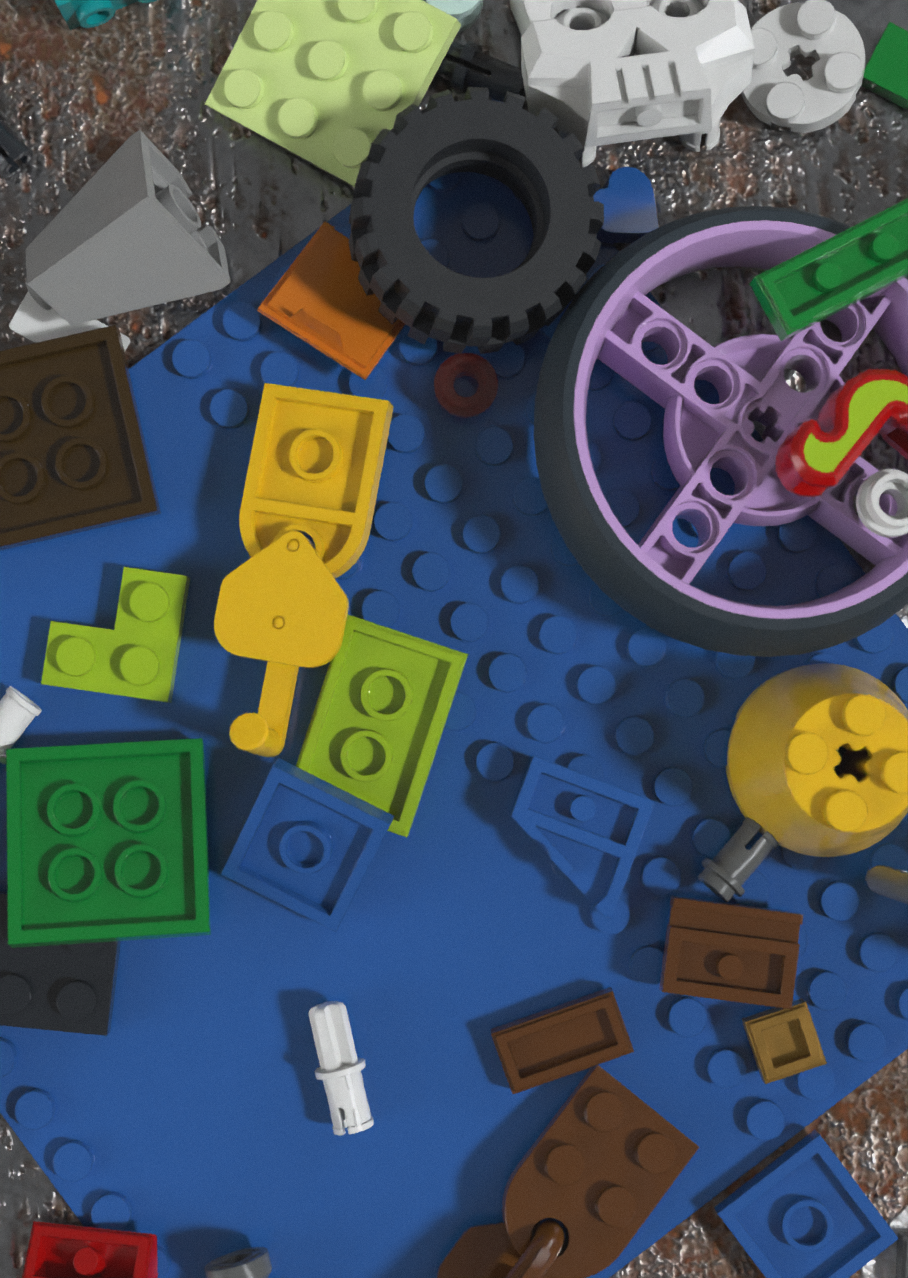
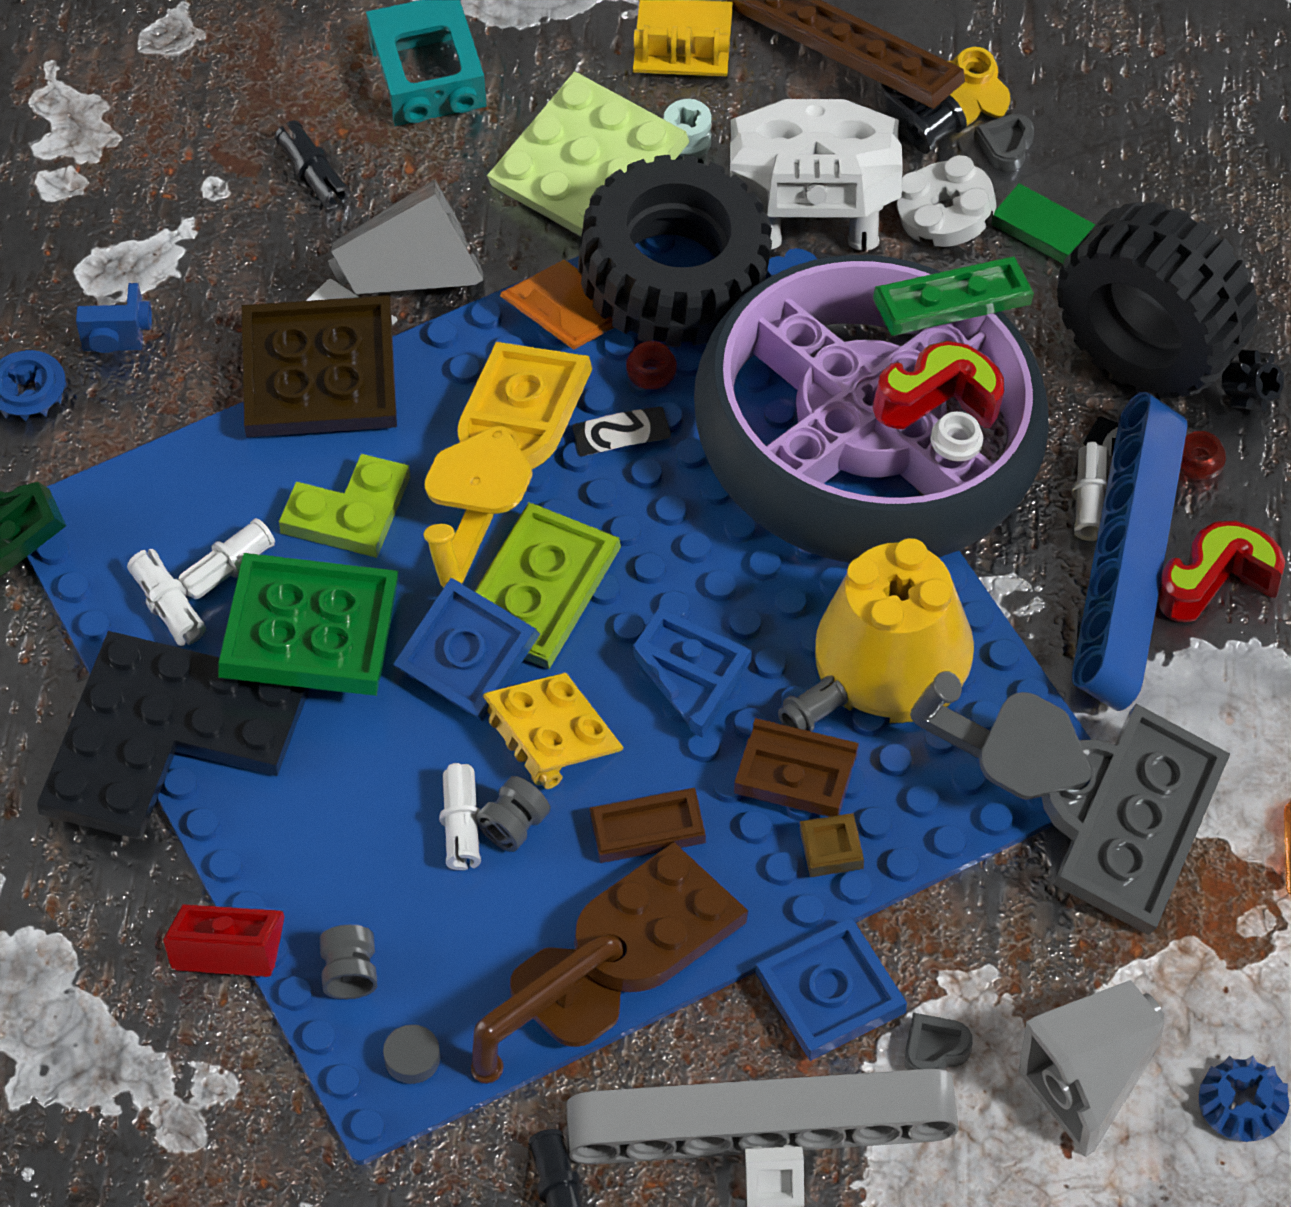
camera: 15 degrees right, 30 degrees down
(402, 1061) = (513, 813): none -> dark grey wheel
(428, 926) = (549, 726): none -> yellow hinge
(441, 480) = (621, 430): none -> sticker

